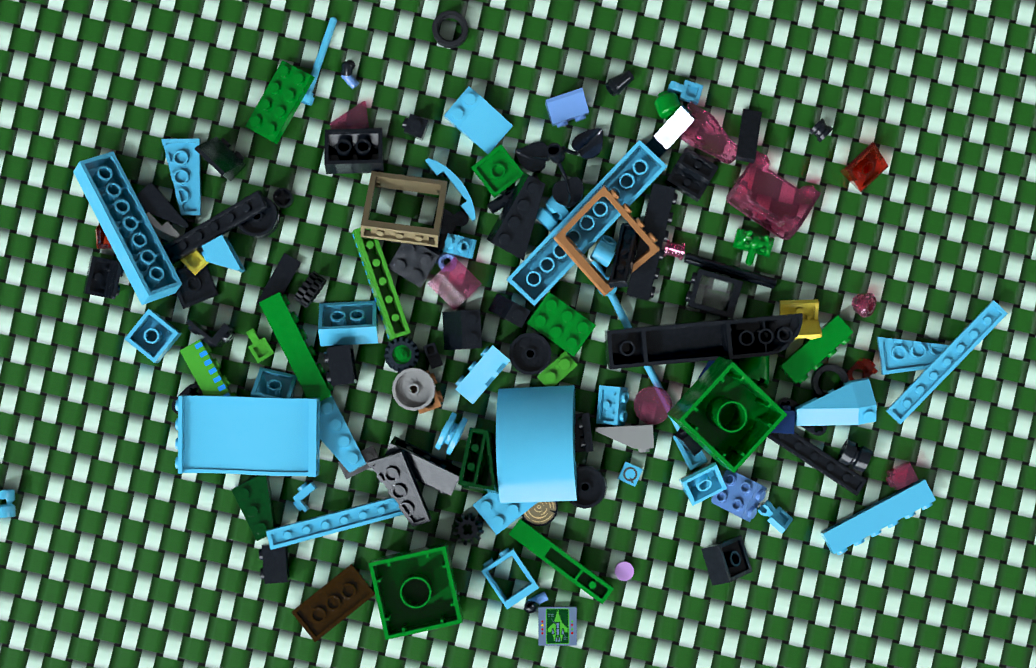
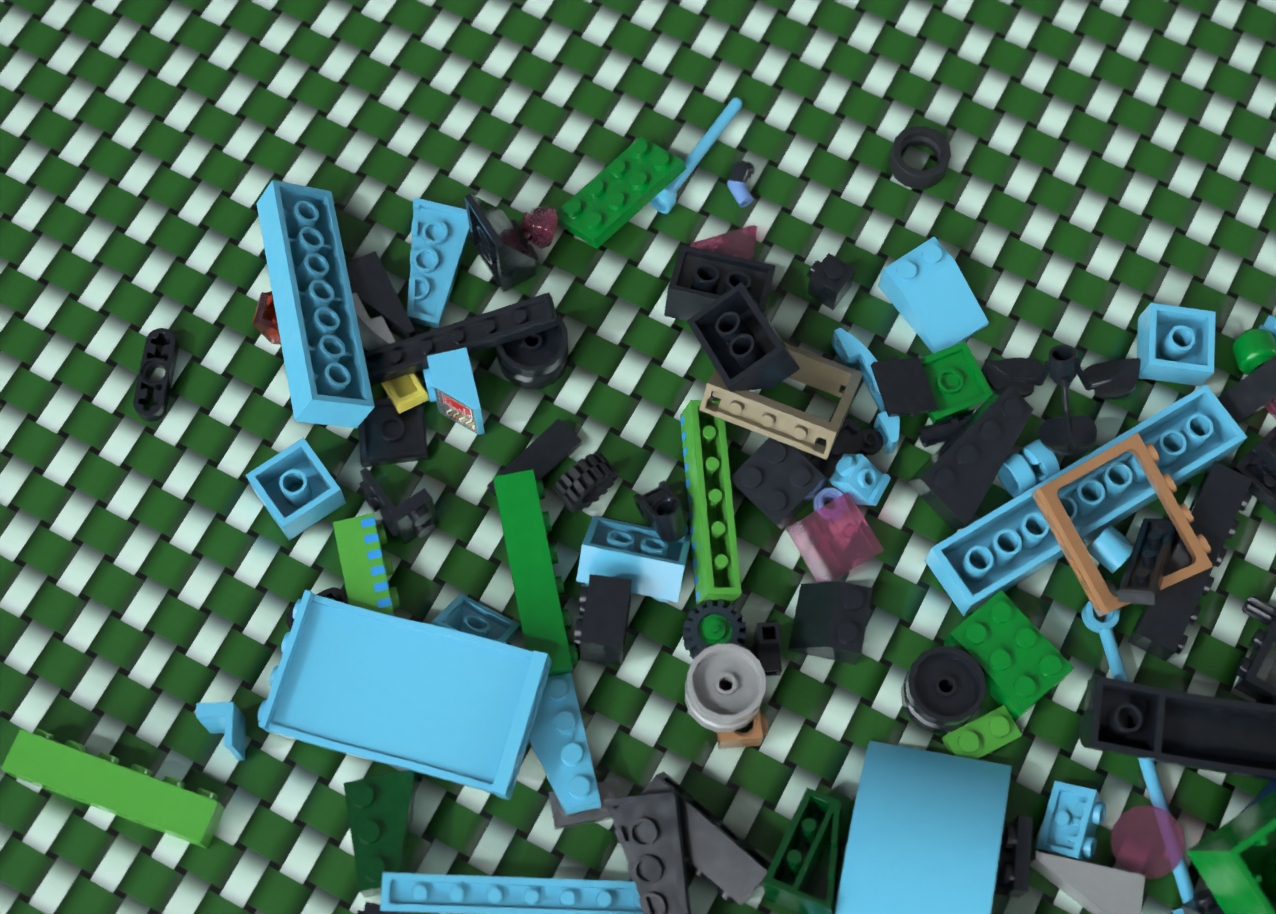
camera: 10 degrees right, 20 degrees down
(54, 272) = (162, 387): none -> black beam
(103, 277) = (243, 377): black bracket -> none
(113, 521) = (113, 787): none -> bright green brick
(165, 474) = (227, 719): none -> medium azure panel
(240, 138) = (540, 225): none -> clear pink cone
(260, 348) = (471, 559): bright green plate -> none
(283, 198) = (582, 325): black wheel -> none
(304, 490) = (473, 828): medium azure bracket -> none
(357, 294) = (662, 512): none -> black piece
(374, 192) = (742, 342): none -> black slope
(451, 433) = (769, 791): medium azure wheel -> none
(471, 184) = (903, 387): none -> black piece
(481, 374) = (851, 701): medium azure wedge -> none
(509, 310) = (922, 610): black slope -> none
(567, 107) = (1088, 309): medium blue slope -> none
(618, 83) = (1182, 297): black cone -> none
(620, 115) = (1176, 344): none -> medium azure brick
(674, 250) = (1231, 584): clear pink bush -> none

